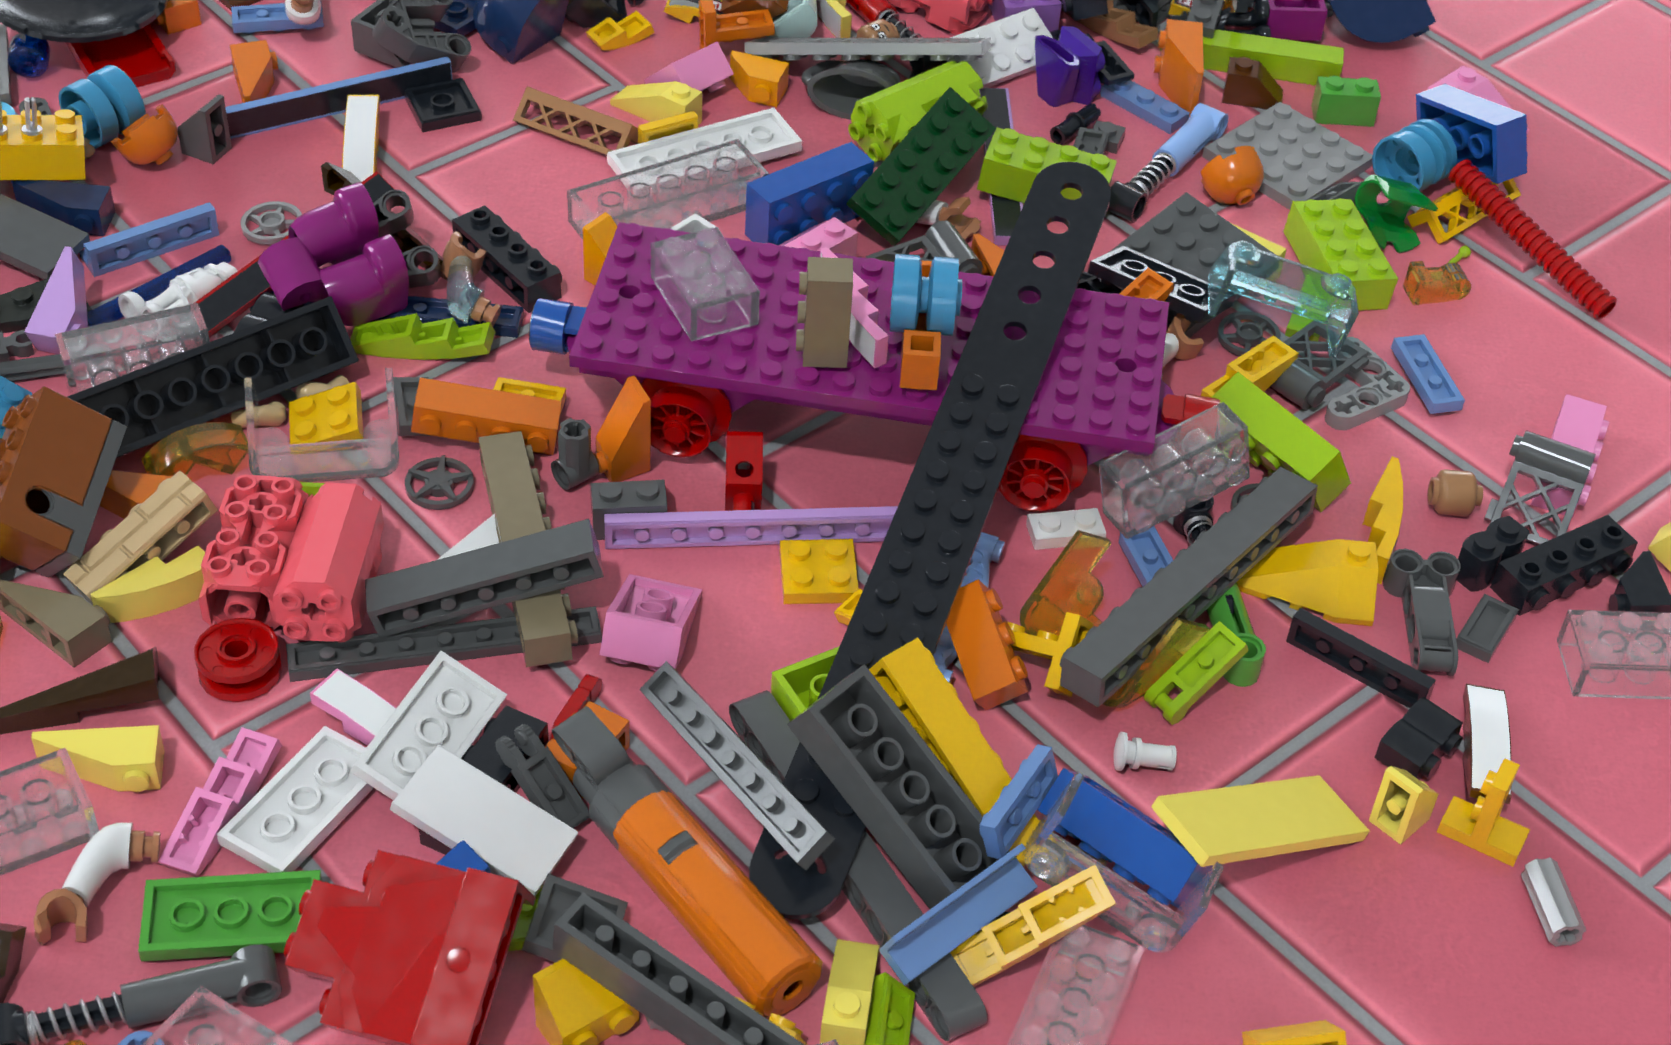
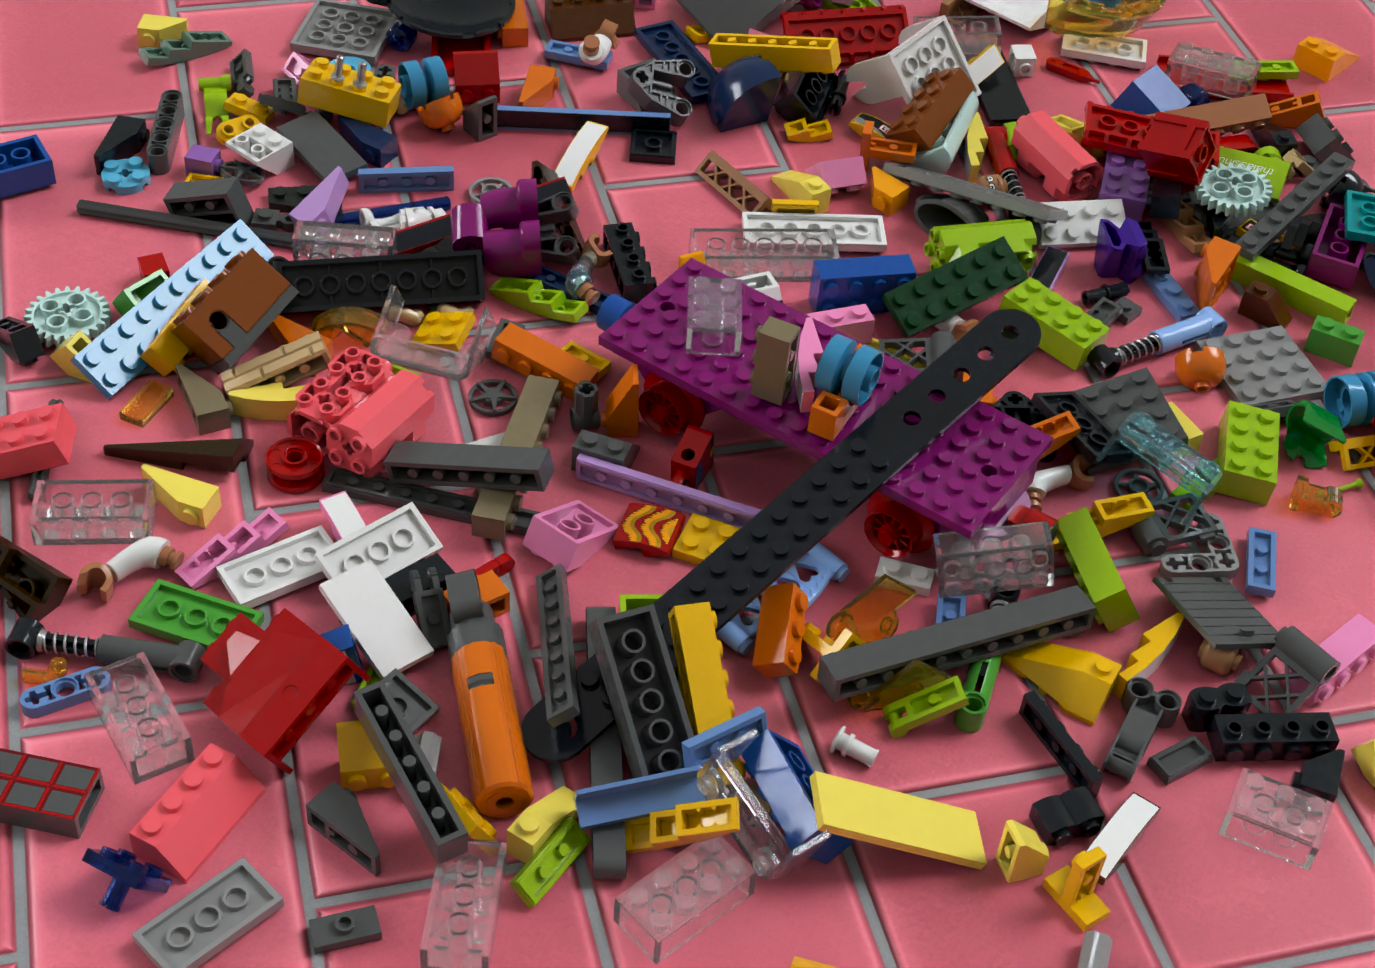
camera: 25 degrees right, 0 degrees up
(169, 77) = (476, 75): none -> red slope
(740, 579) = (649, 528): none -> slope
(1430, 445) = (1219, 612): none -> dark grey door

